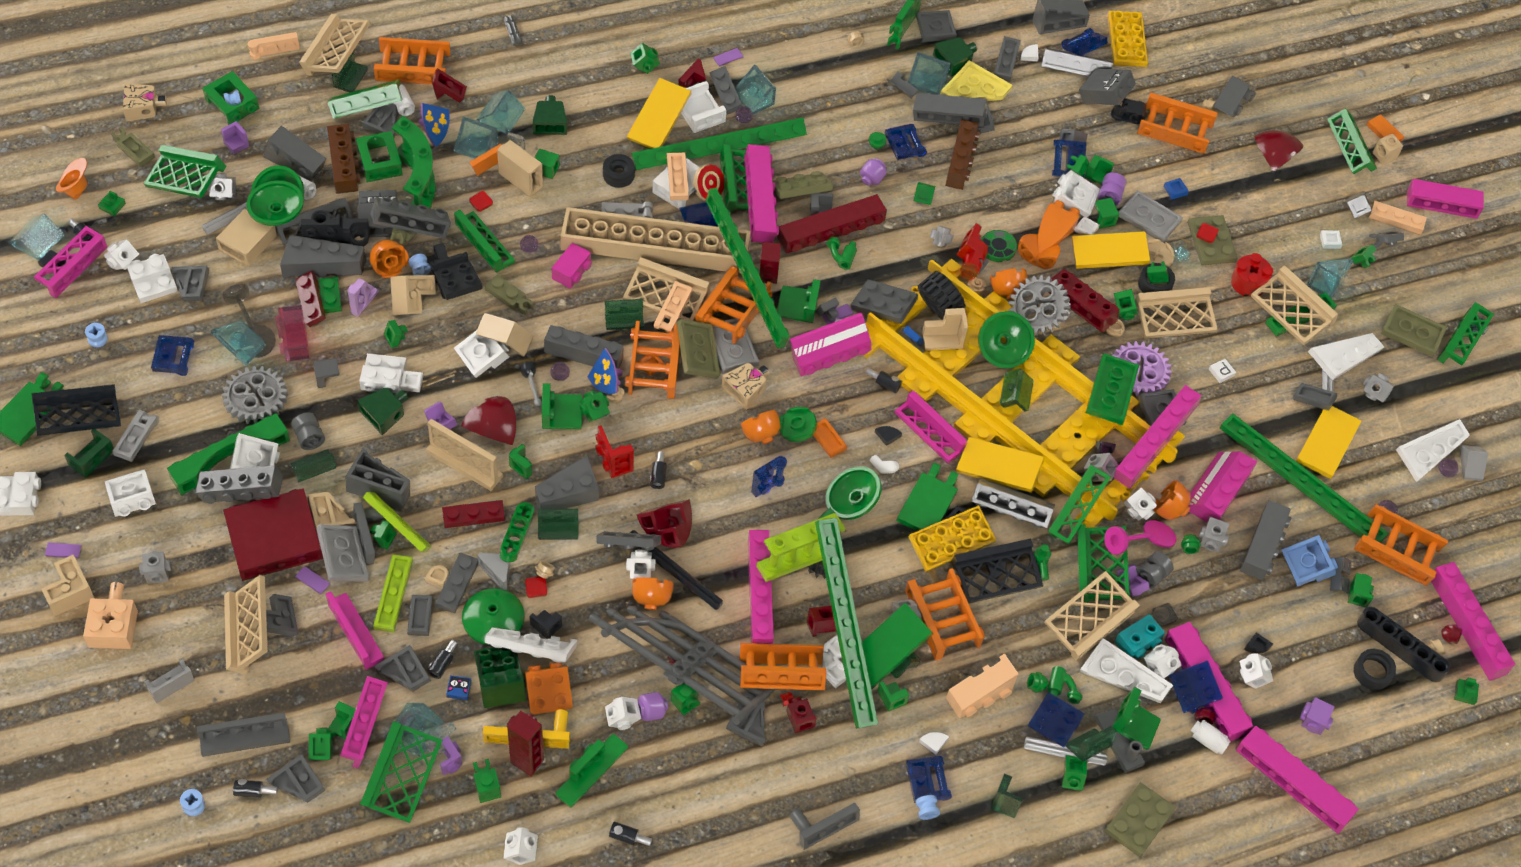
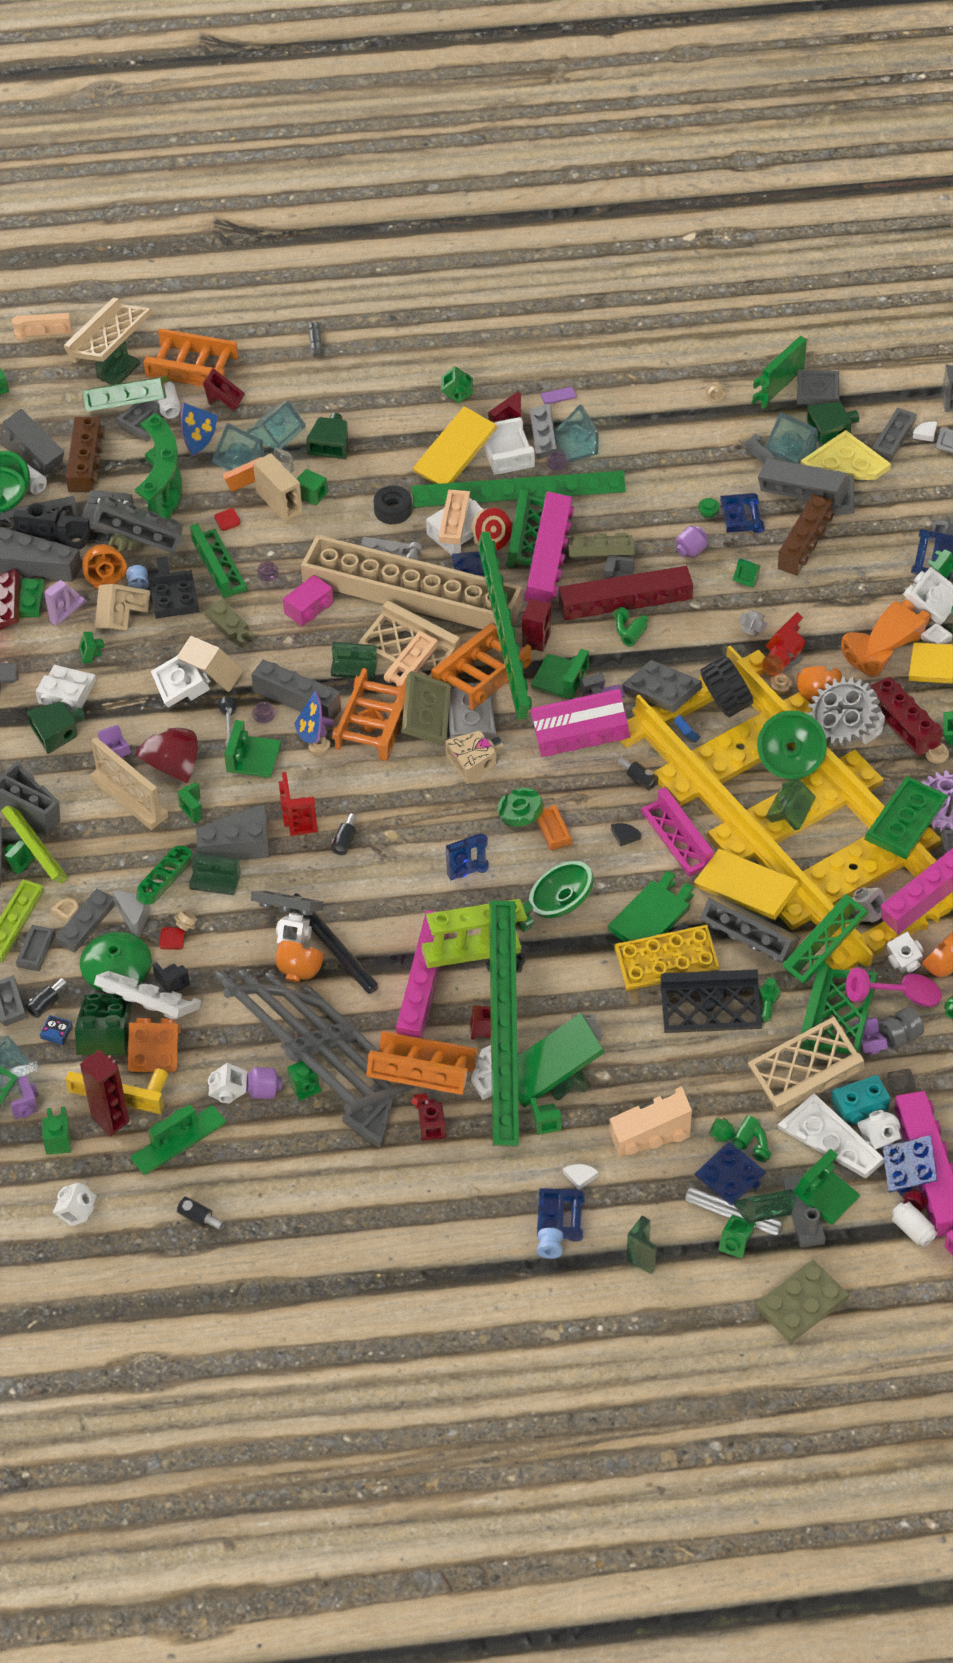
camera: 20 degrees right, 5 degrees down
(383, 169) = (124, 471): green panel -> none
(411, 381) = (95, 701): white tile -> none
(473, 514) = (124, 850): dark red plate -> none
(592, 412) = (288, 761): green brick -> none
(670, 521) = (340, 891): dark red brick -> none
(762, 427) = (476, 803): orange cylinder -> none
(815, 833) = (424, 1244): dark grey piece -> none
(884, 467) = (610, 868): white arm -> none
(936, 644) = (612, 1050): orange fence -> none
(946, 333) = (721, 729): tan panel -> none
(1000, 245) = (821, 643): tile -> none
(1104, 447) = (884, 884): black tile -> none

